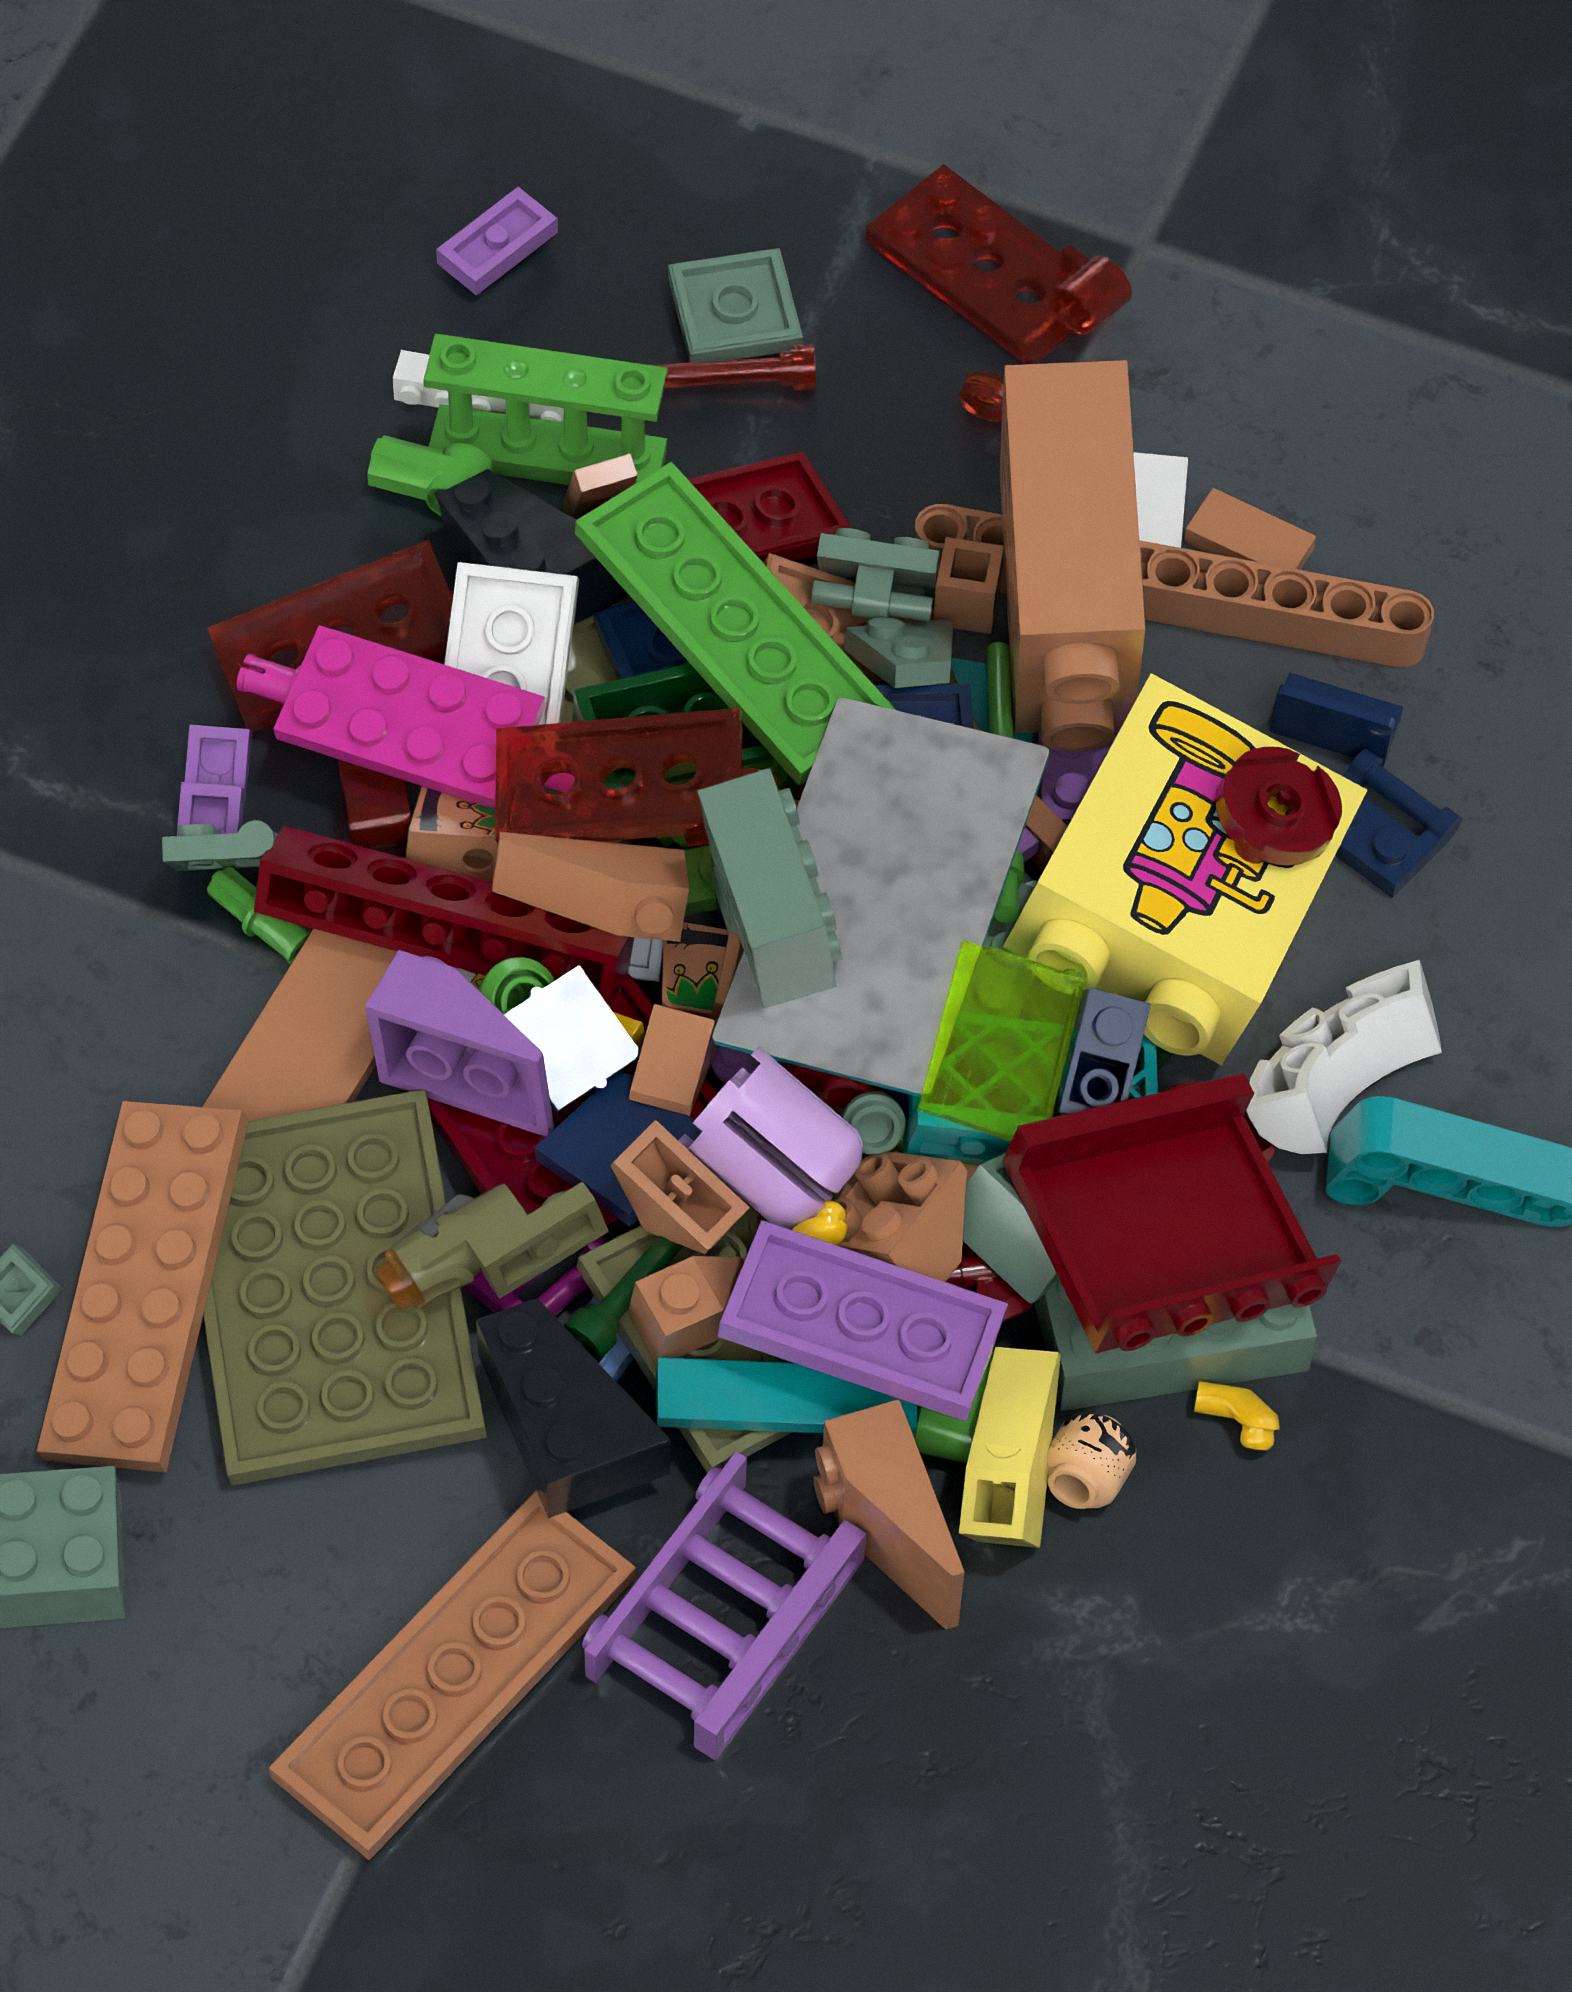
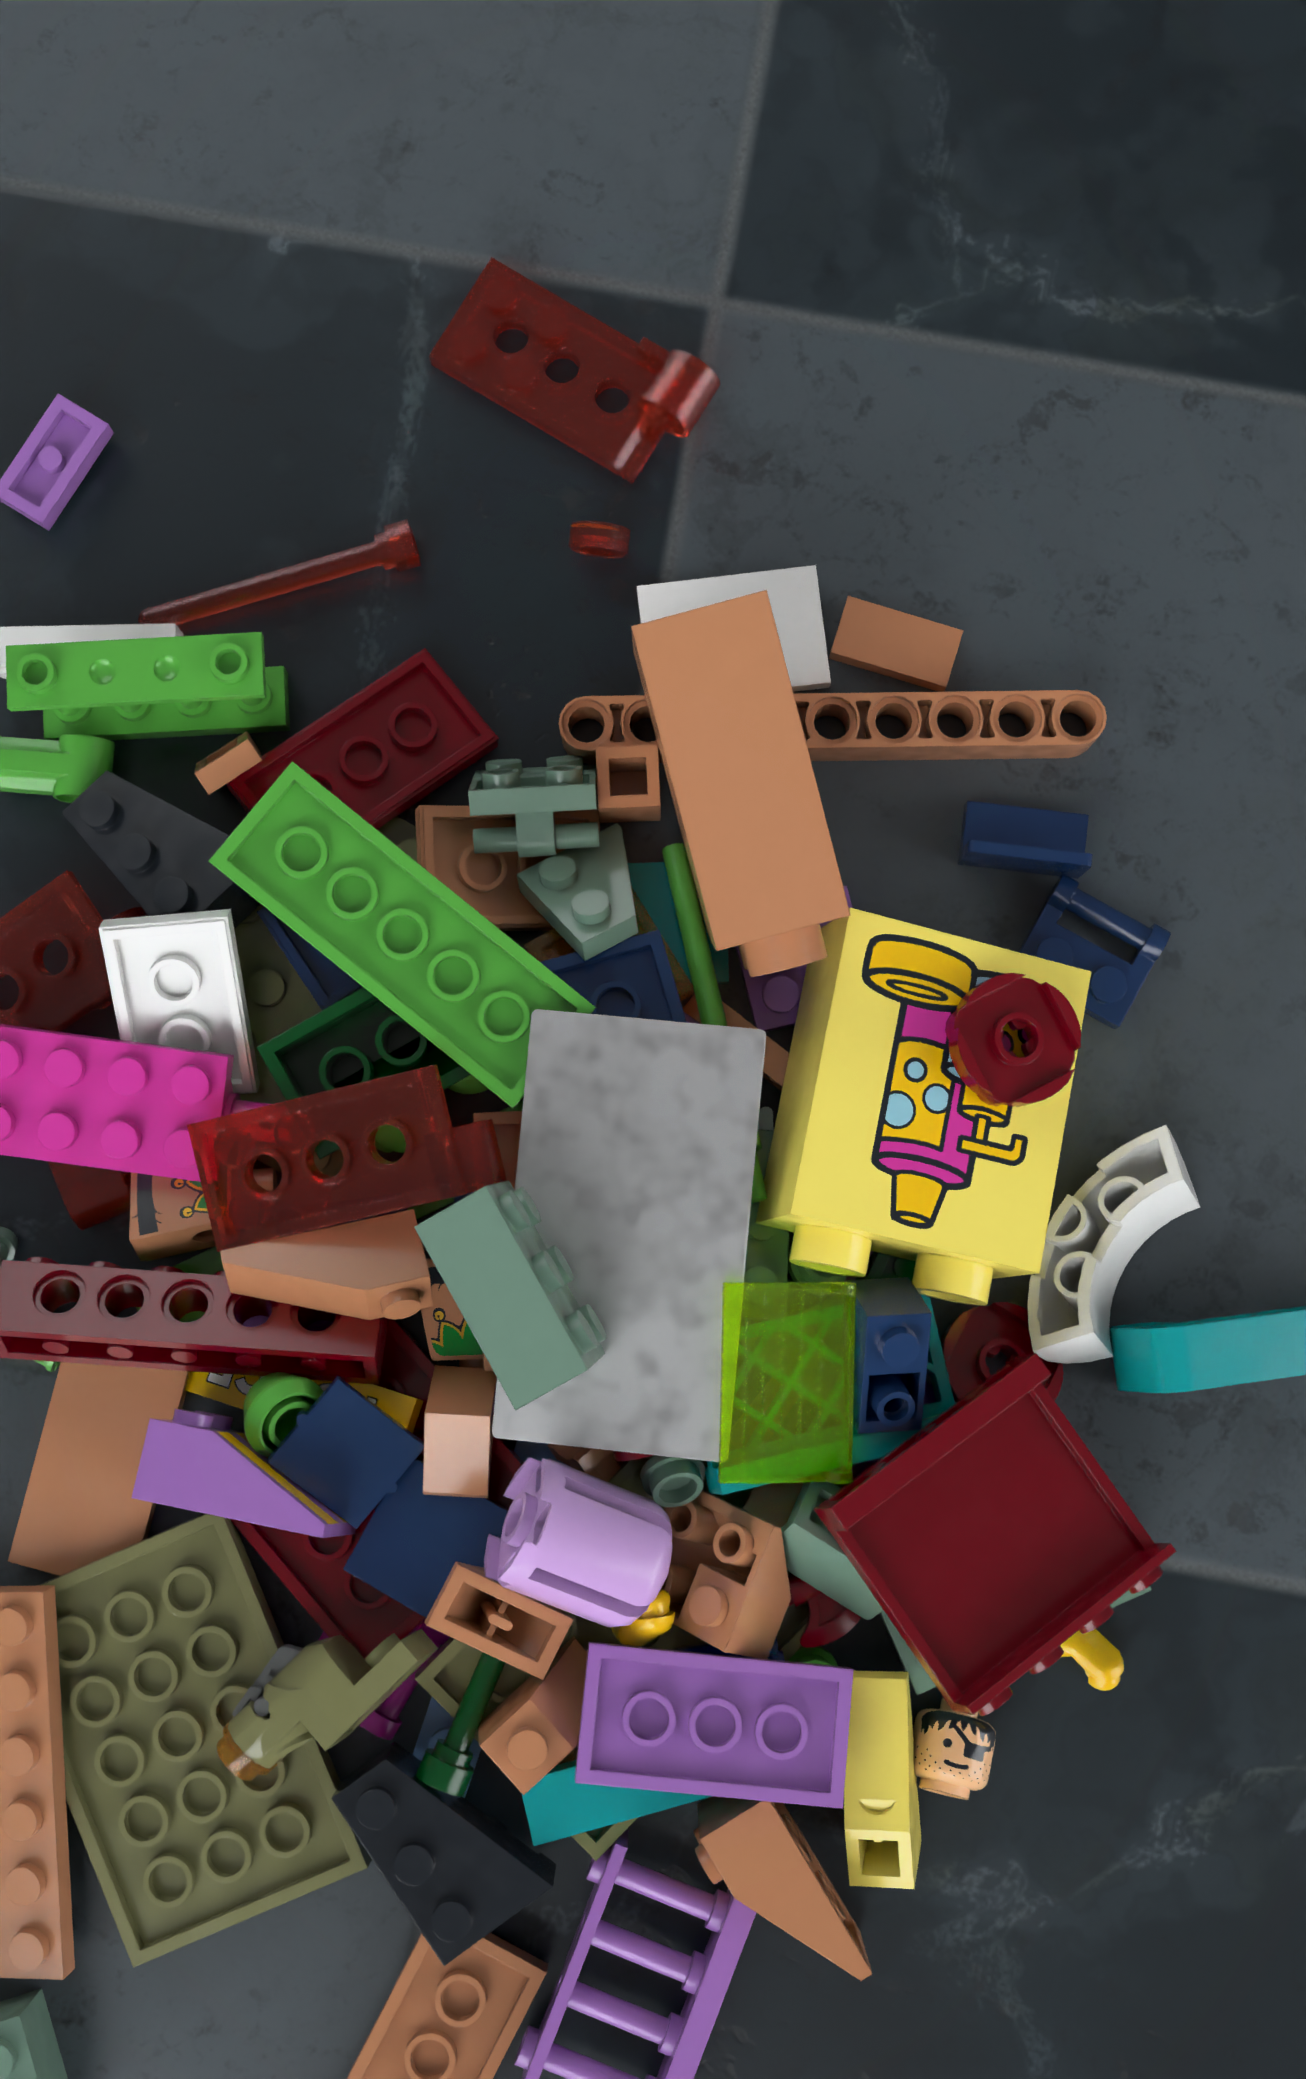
camera: 10 degrees left, 25 degrees up
(735, 306) = (316, 486): sand green plate -> none

